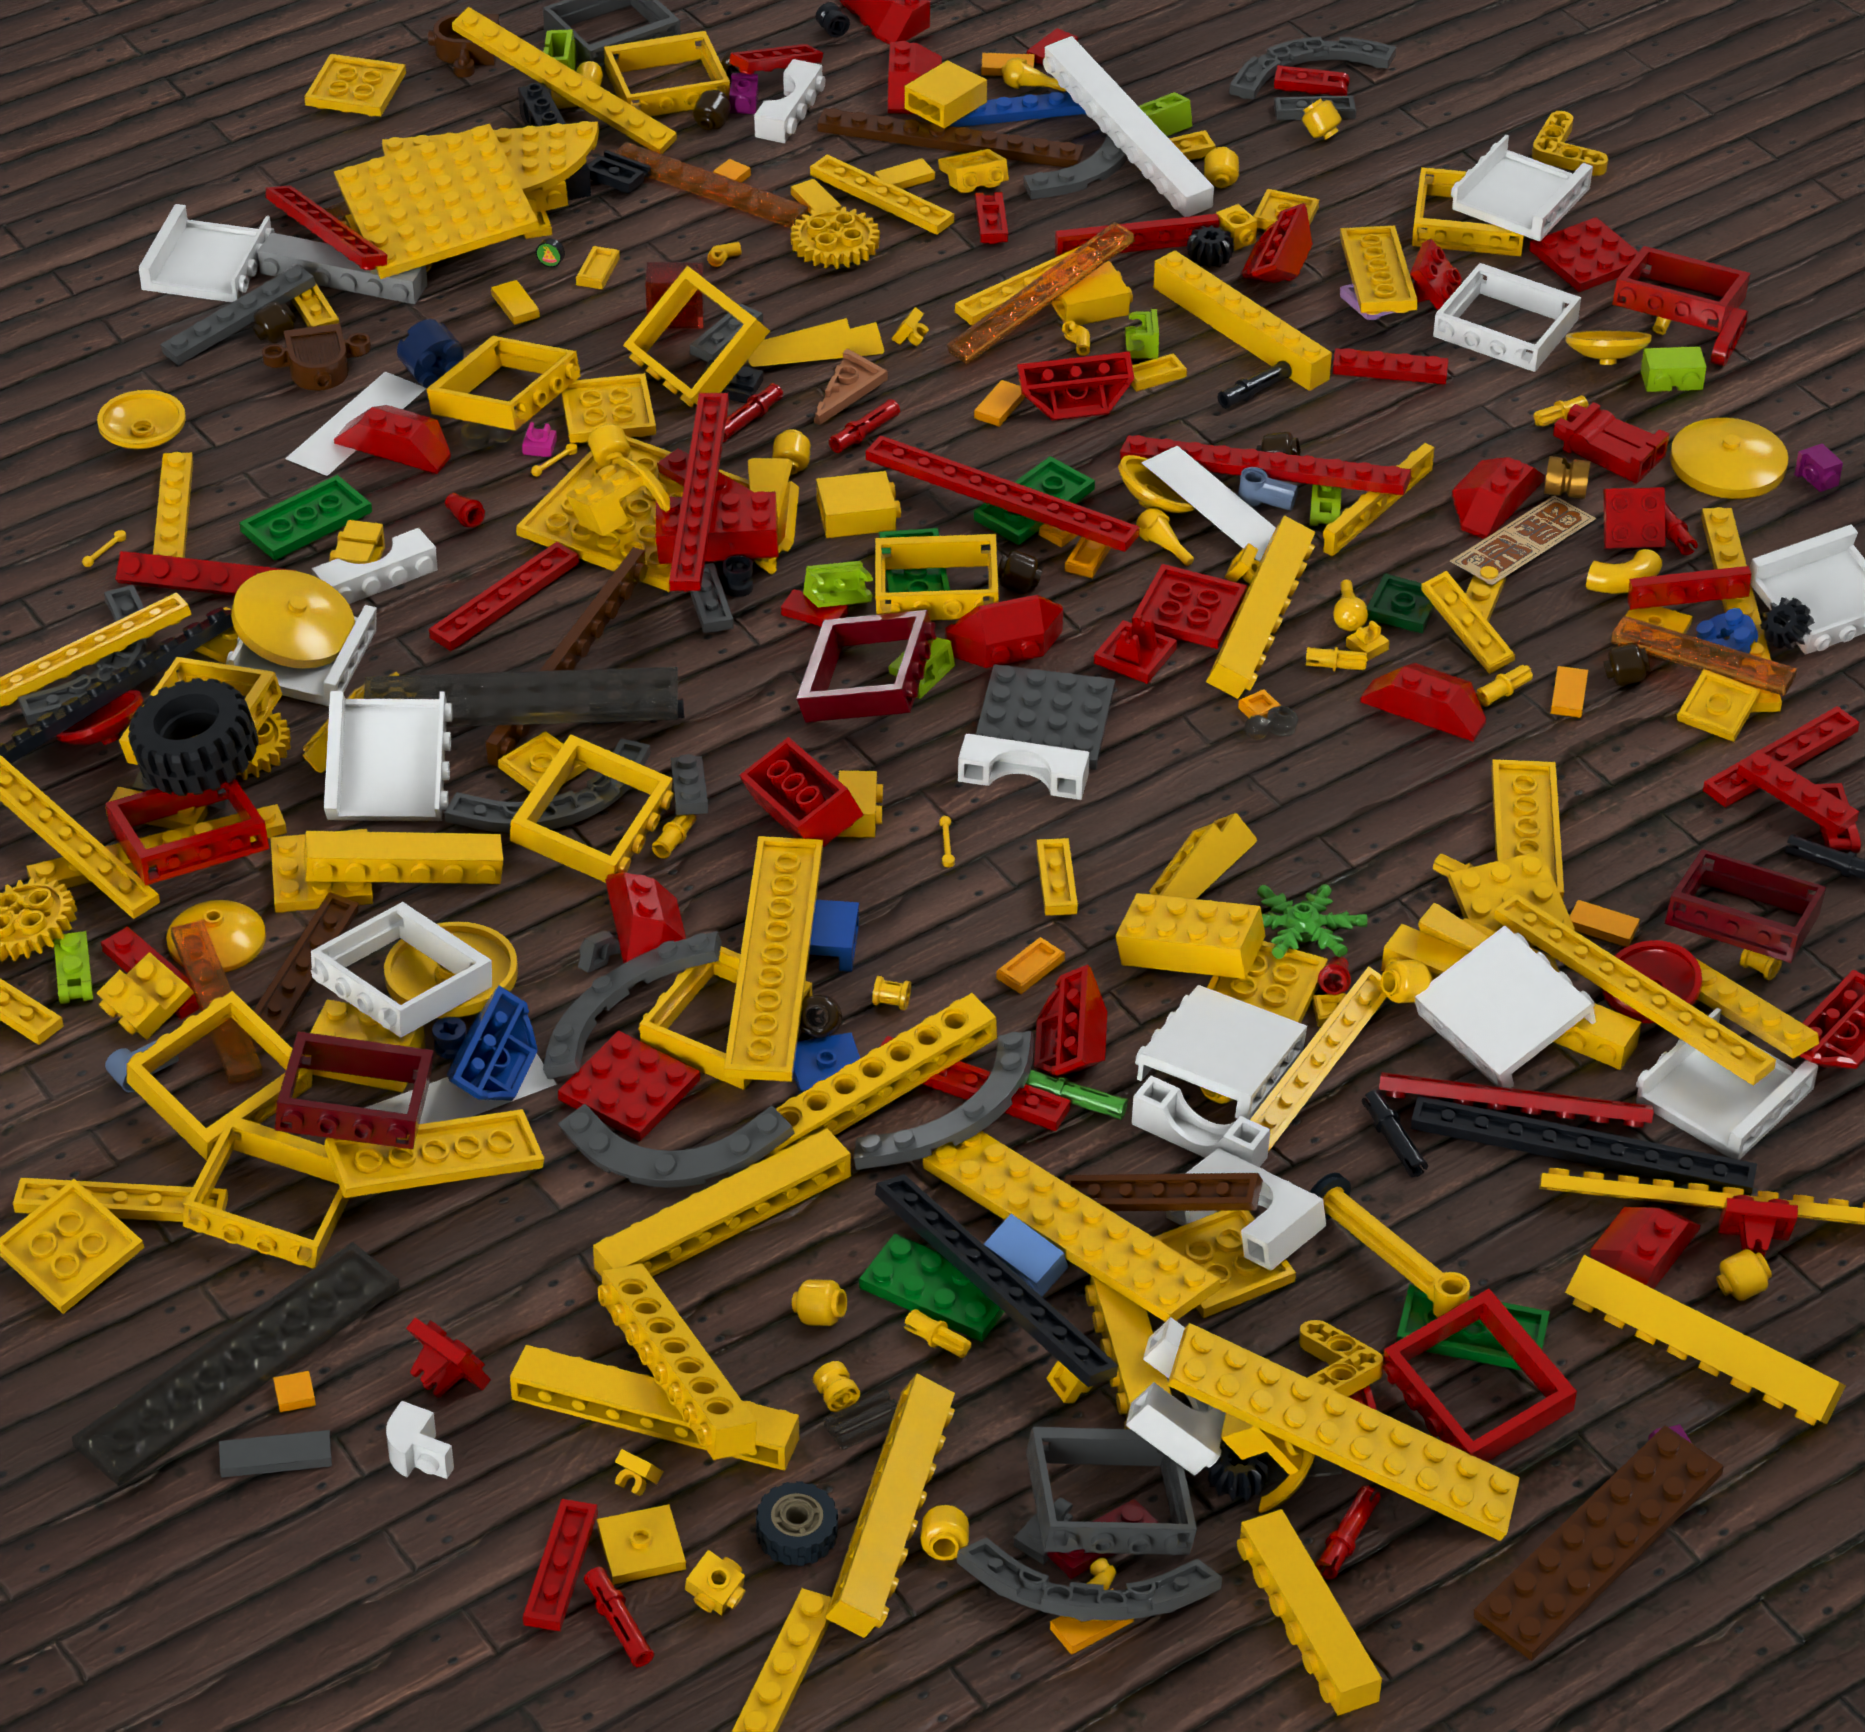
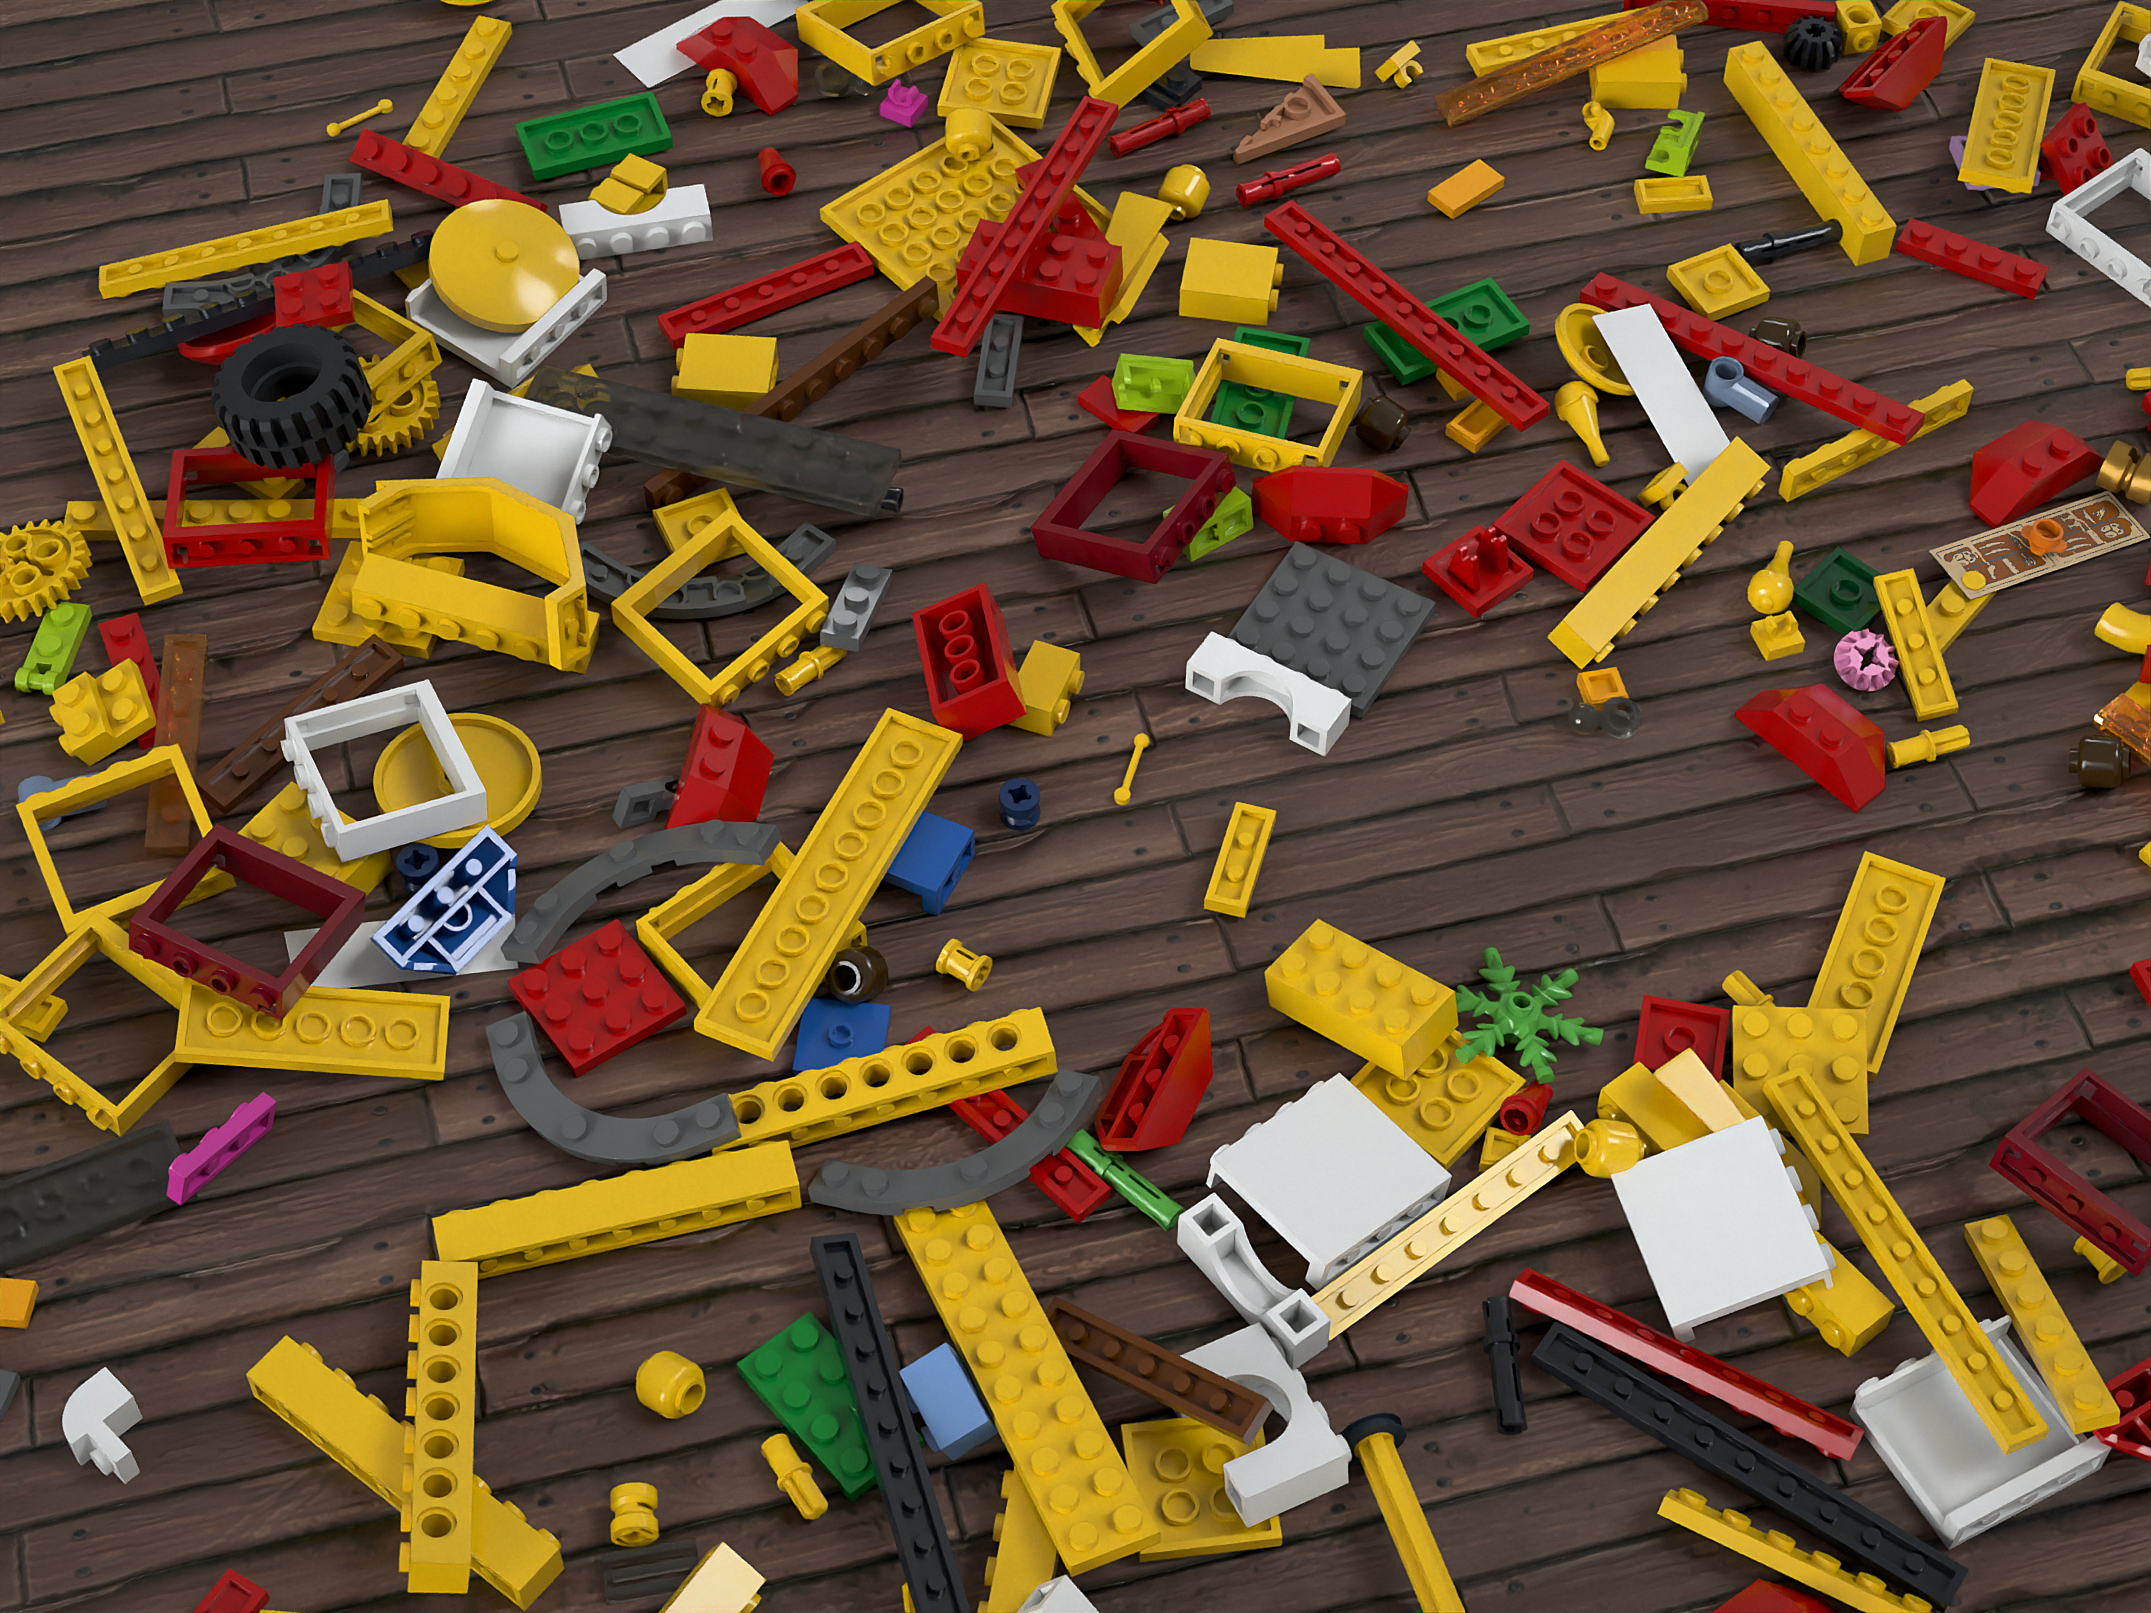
camera: 20 degrees right, 10 degrees up
(160, 669) = (315, 297): none -> red plate
(233, 929) = (245, 650): yellow dish -> none
(386, 471) = (723, 90): none -> yellow bush
(405, 790) = (492, 518): none -> yellow panel
(406, 1246) = (220, 1148): none -> dark pink plate
(444, 1359) = (185, 1319): red plate -> none
(503, 648) = (725, 369): none -> yellow brick
(571, 449) = (936, 123): yellow hinge -> none
(598, 499) = (937, 187): yellow piece -> none
(638, 1469) = (343, 1554): yellow tile -> none
(738, 576) = (1045, 340): black wheel -> none
(878, 882) = (1027, 812): none -> dark blue wheel
(1030, 965) = (1154, 974): light orange tile -> none
(1077, 385) = (1563, 190): red wedge -> none
(1204, 858) = (1431, 890): yellow wedge -> none
(1217, 422) = (1718, 283): none -> yellow plate
(1326, 500) = (1805, 422): lime plate -> none
(1336, 659) = (1725, 648): yellow axle -> none
(1410, 901) = (1673, 1026): none -> red plate
(1425, 640) = (1848, 661): none -> bright pink gear
(1525, 532) = (2044, 536): none -> orange plate
(1569, 691) = (2010, 777): light orange tile -> none
(1604, 923) = (1914, 1132): light orange tile -> none
(1664, 964) = (1957, 1230): red dish -> none

